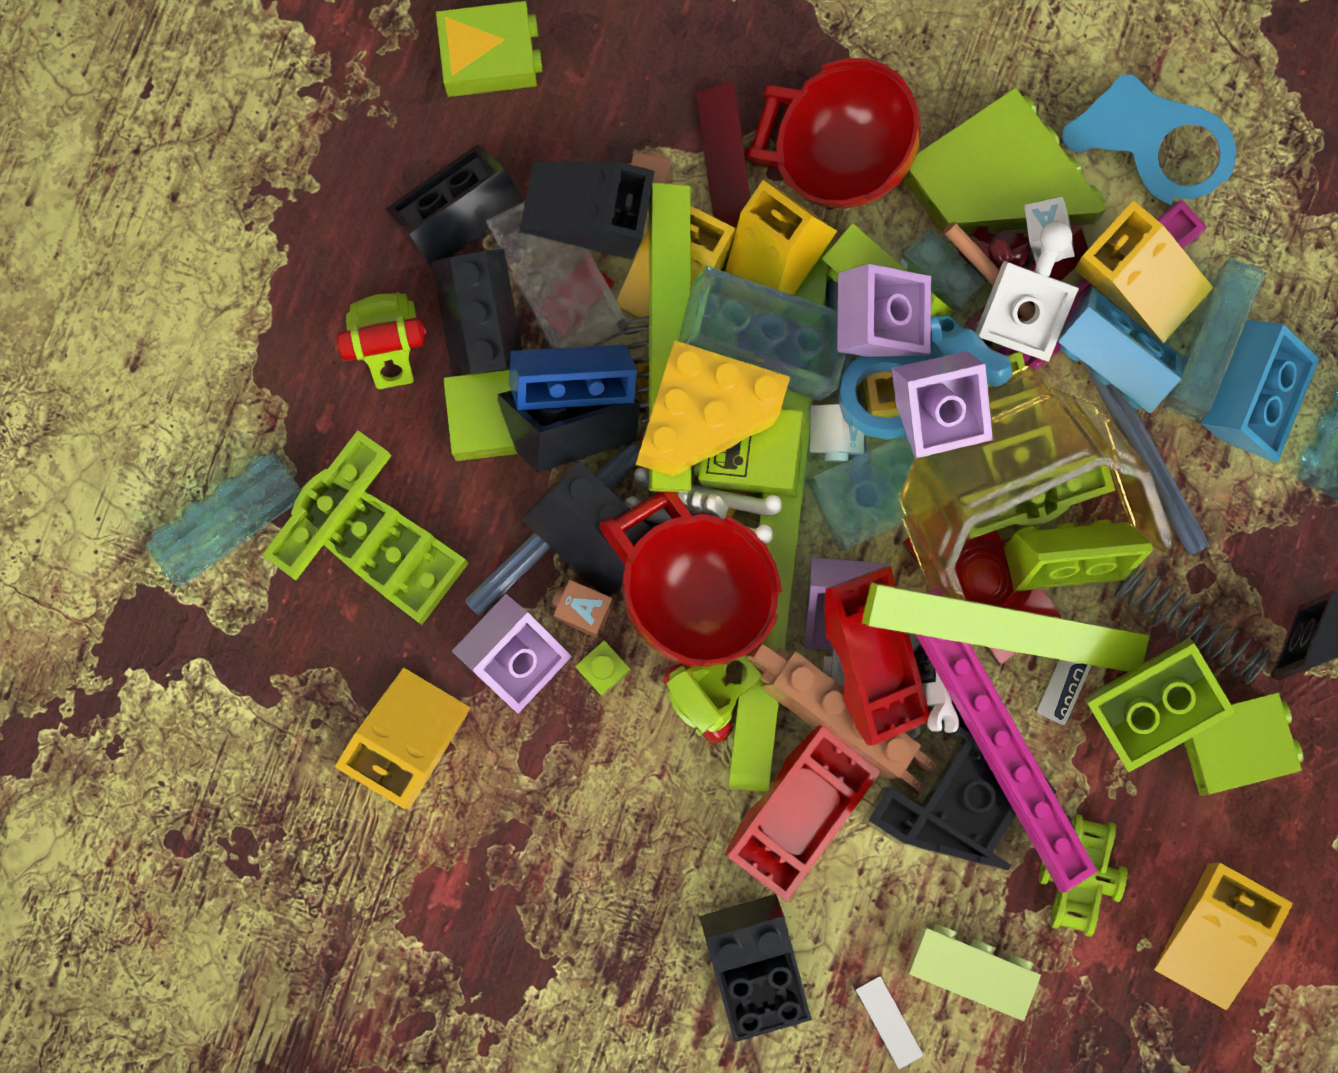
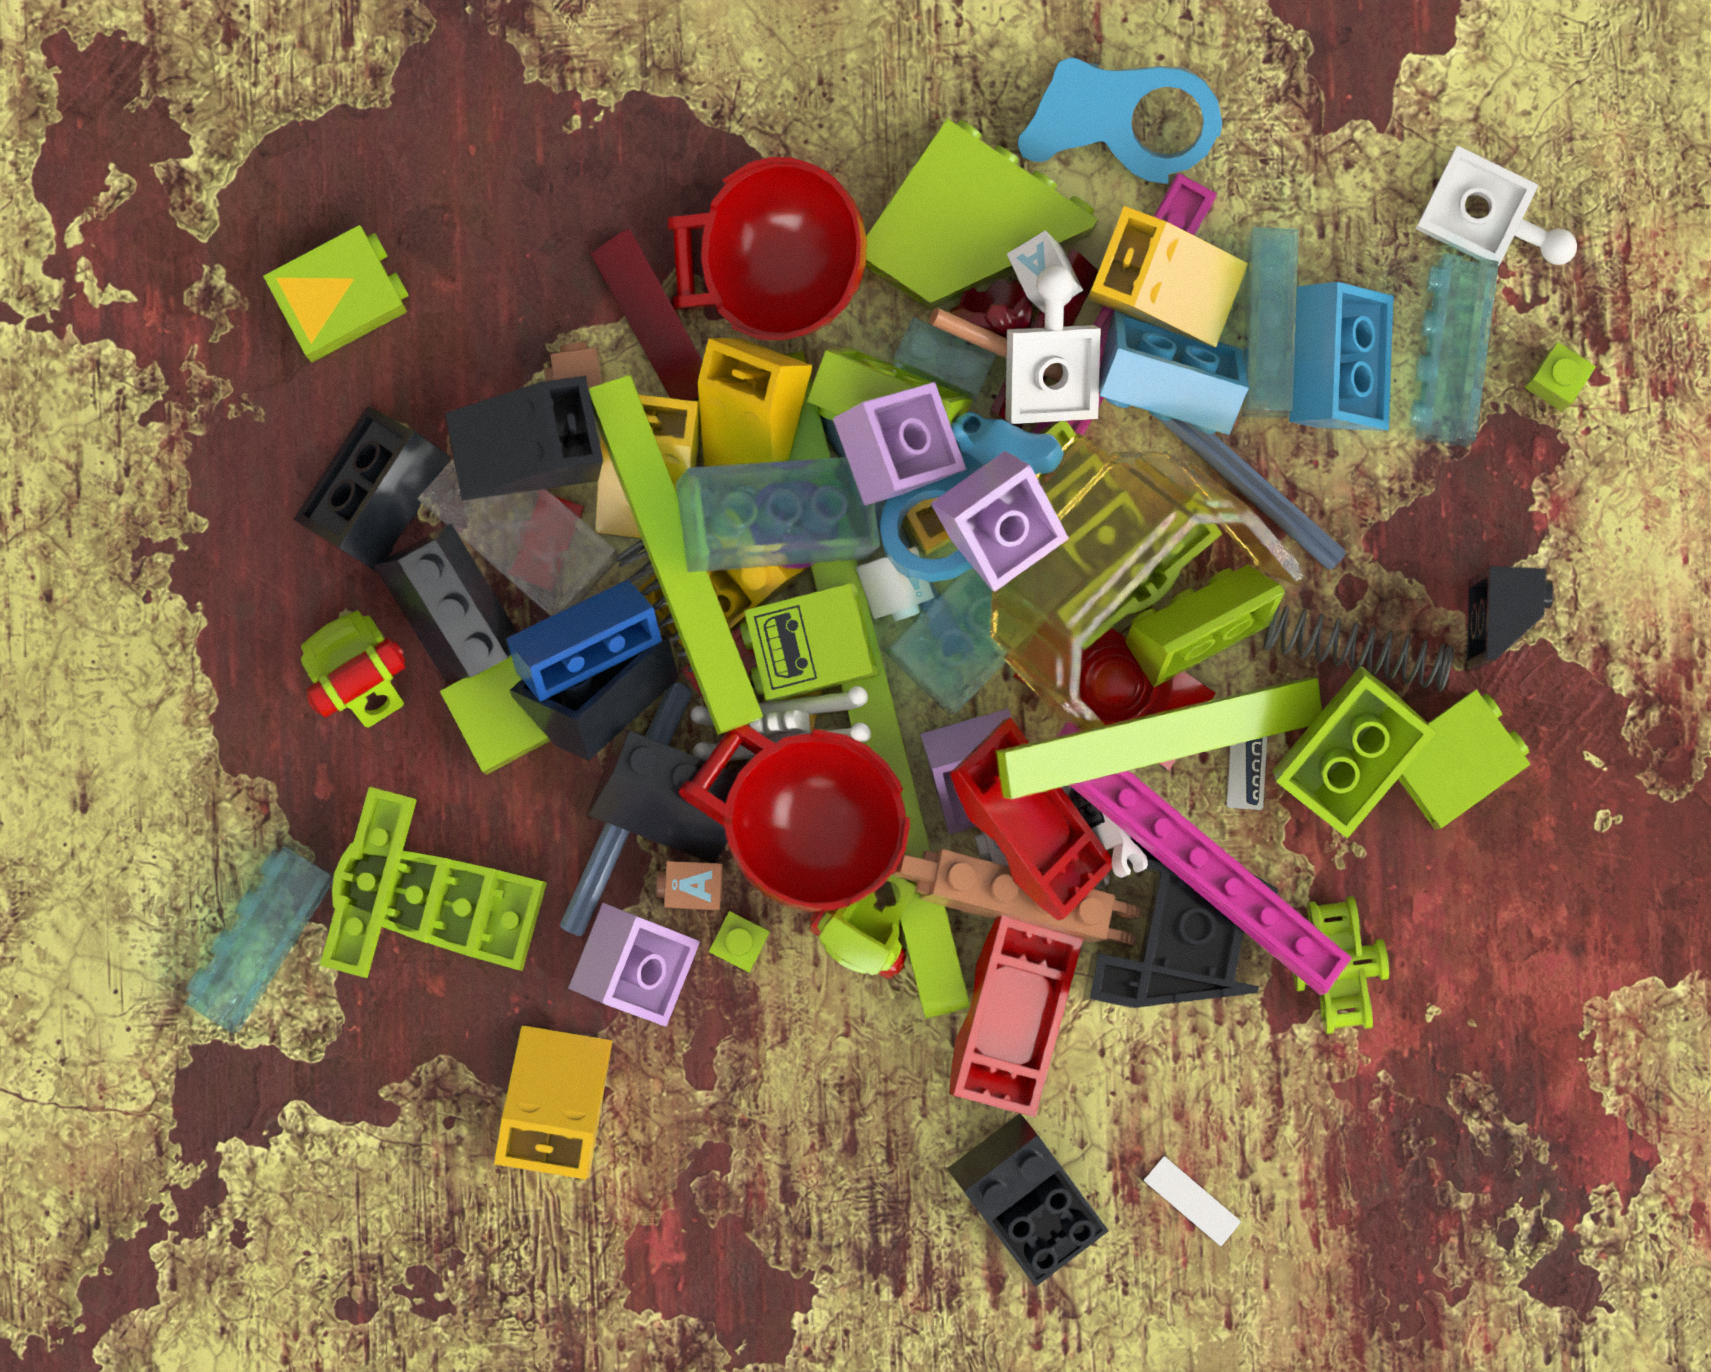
camera: 25 degrees left, 5 degrees up
(707, 408) = (746, 622): yellow brick -> none
(974, 971) = (1261, 1113): yellowish green brick -> none
(1222, 934) = (1509, 972): yellow slope -> none

